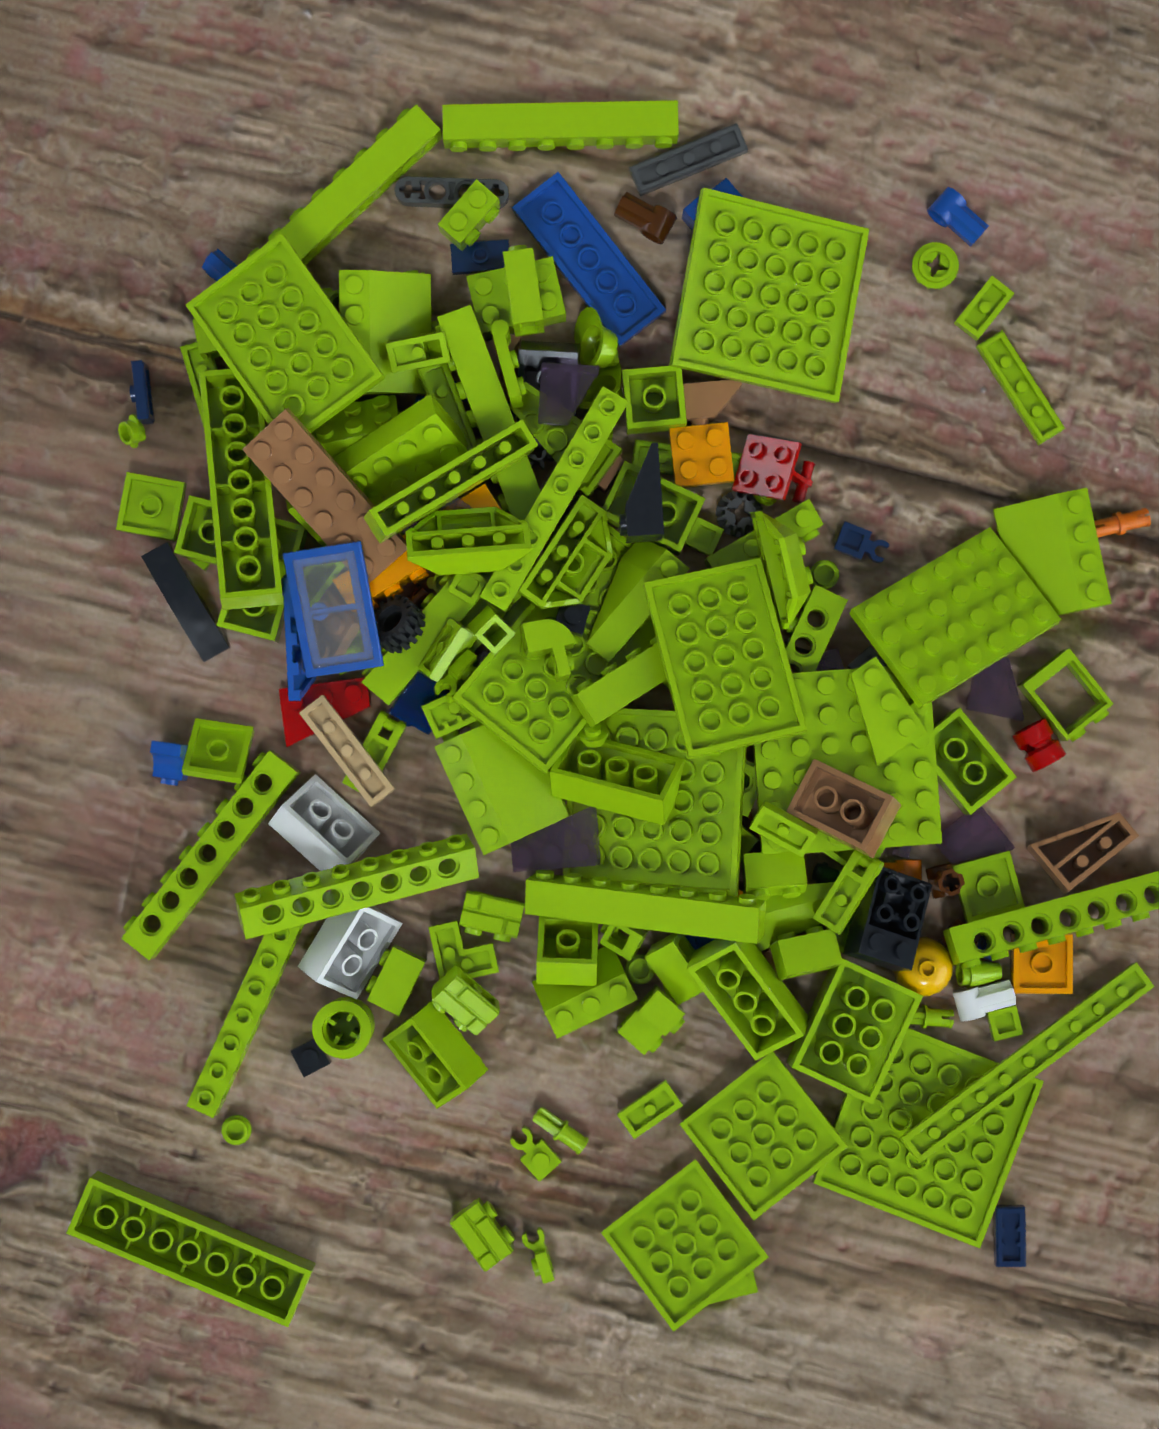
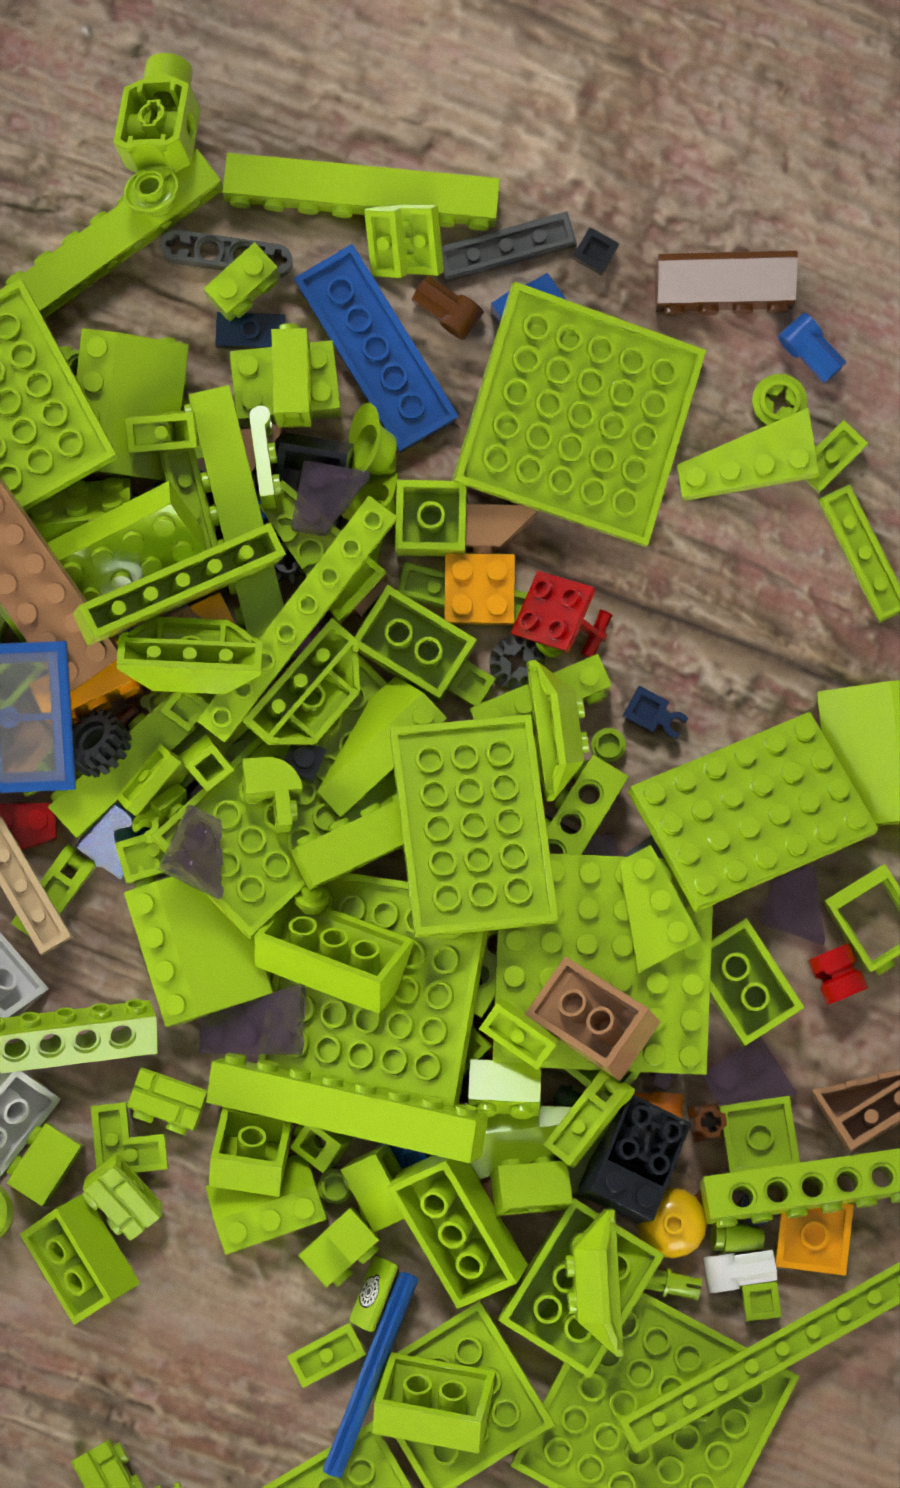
camera: 10 degrees right, 5 degrees down
(381, 93) = (157, 132): none -> lime brick
(492, 707) = (195, 852): none -> wing
(538, 1156) = (188, 1397): lime plate -> none
(560, 1130) = (217, 1367): lime axle -> none
(602, 163) = (404, 240): none -> lime slope
(644, 509) = (400, 638): black slope -> none
(683, 1055) = (373, 1293): none -> lime slope
(689, 1122) = (370, 1375): none -> blue axle
(745, 1140) = (433, 1402): none -> lime slope
(765, 154) = (595, 251): none -> black plate
(870, 1025) = (596, 1282): none -> lime wedge
(880, 168) = (726, 282): none -> slope
(922, 318) = (759, 459): none -> lime wing

